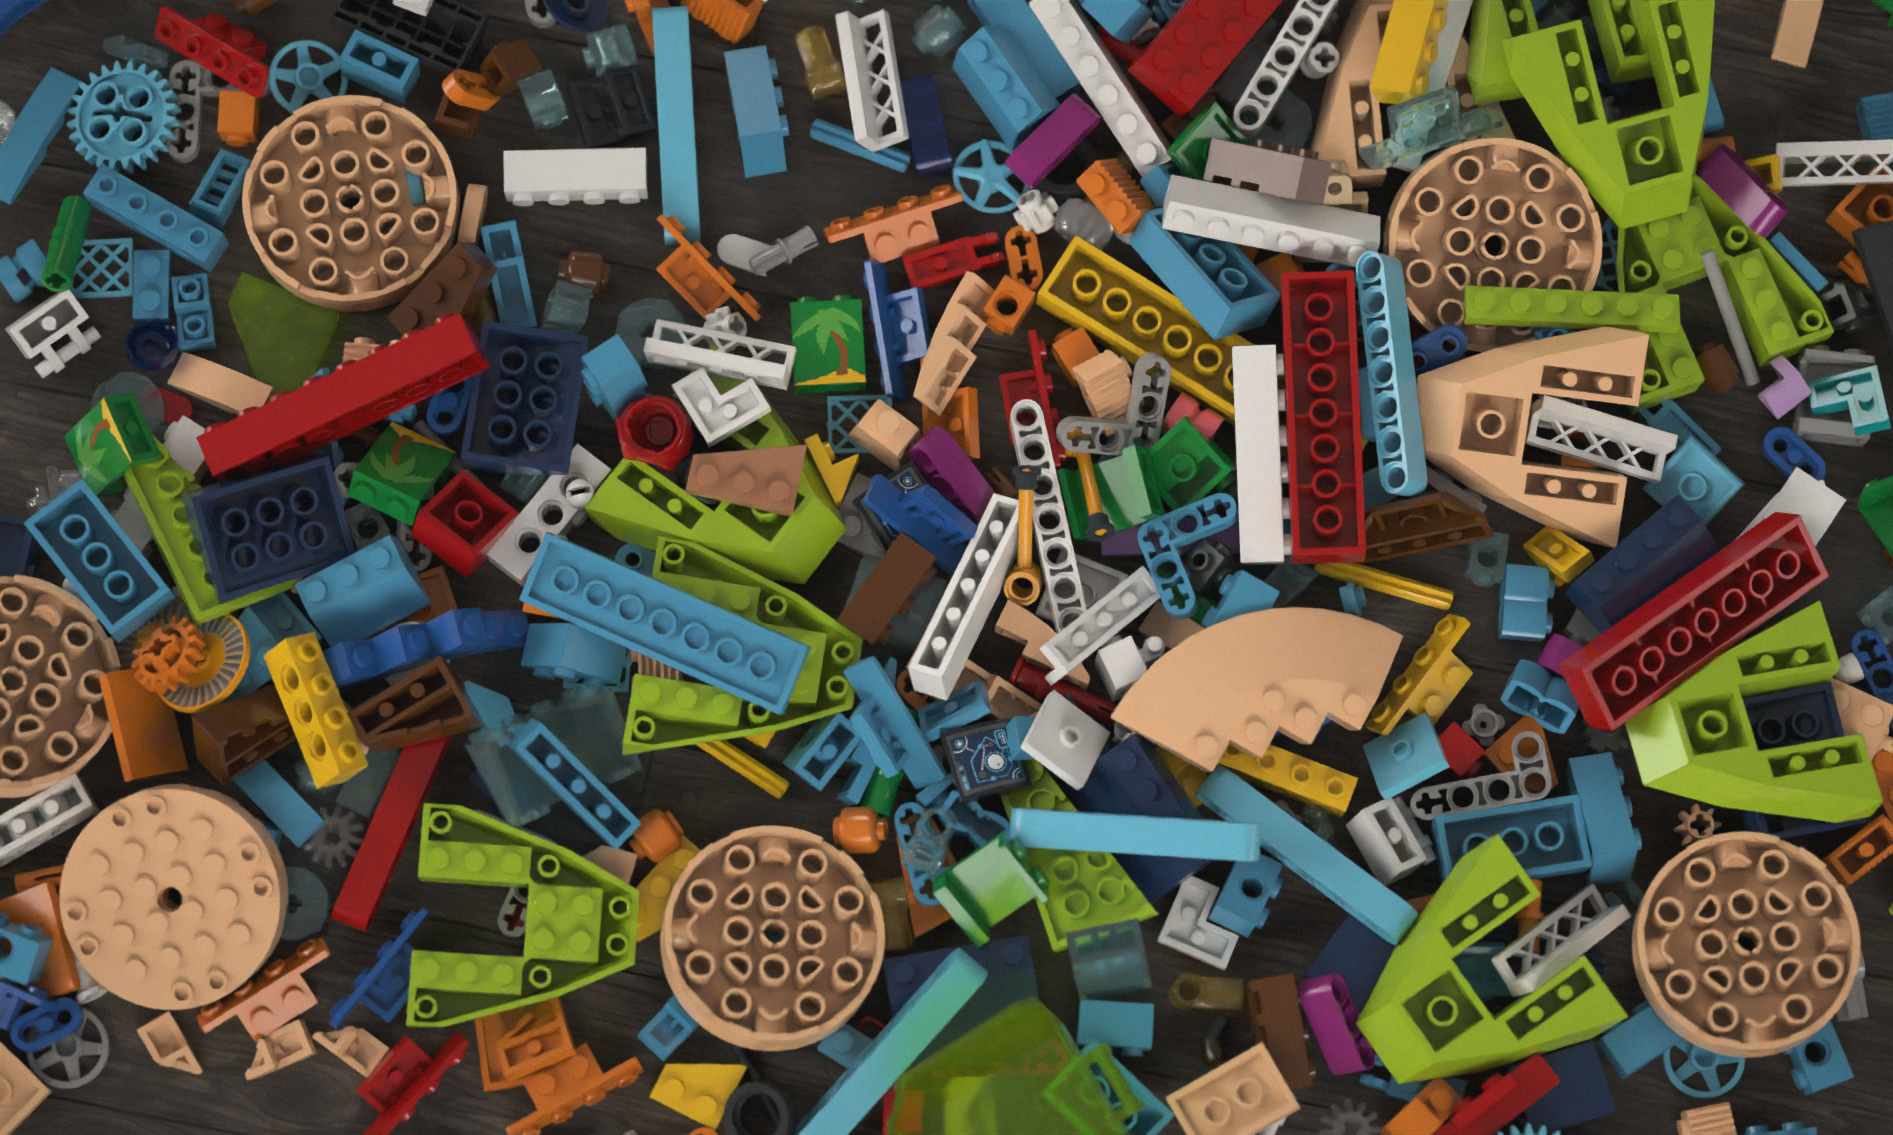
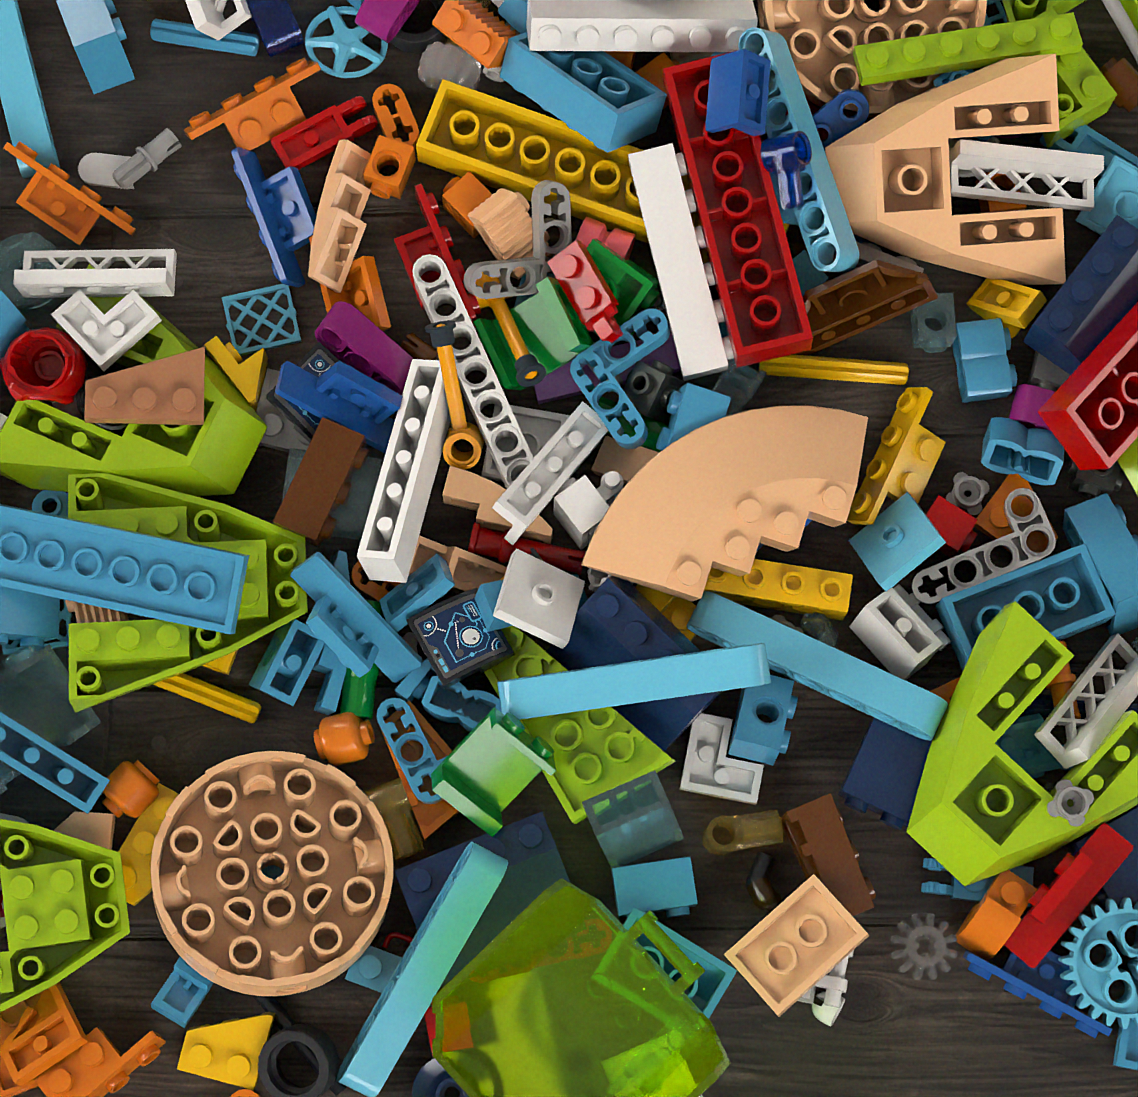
camera: 10 degrees left, 0 degrees up
(725, 322) = (100, 240): white gear -> none
(828, 345) = (210, 244): green panel -> none
(886, 434) = (287, 322): light nougat torso -> none
(927, 847) = (419, 742): clear light blue piece -> none
(1036, 211) = (398, 66): white gear -> none
(1168, 464) = (587, 290): none -> hinge
(1333, 1023) = (883, 836): magenta beam -> none
(1345, 312) = (738, 92): none -> blue panel
(1353, 598) = (806, 391): medium azure plate -> none
(1377, 381) = (786, 158): none -> clear blue axle
(1518, 1027) = (1081, 797): none -> light grey plate

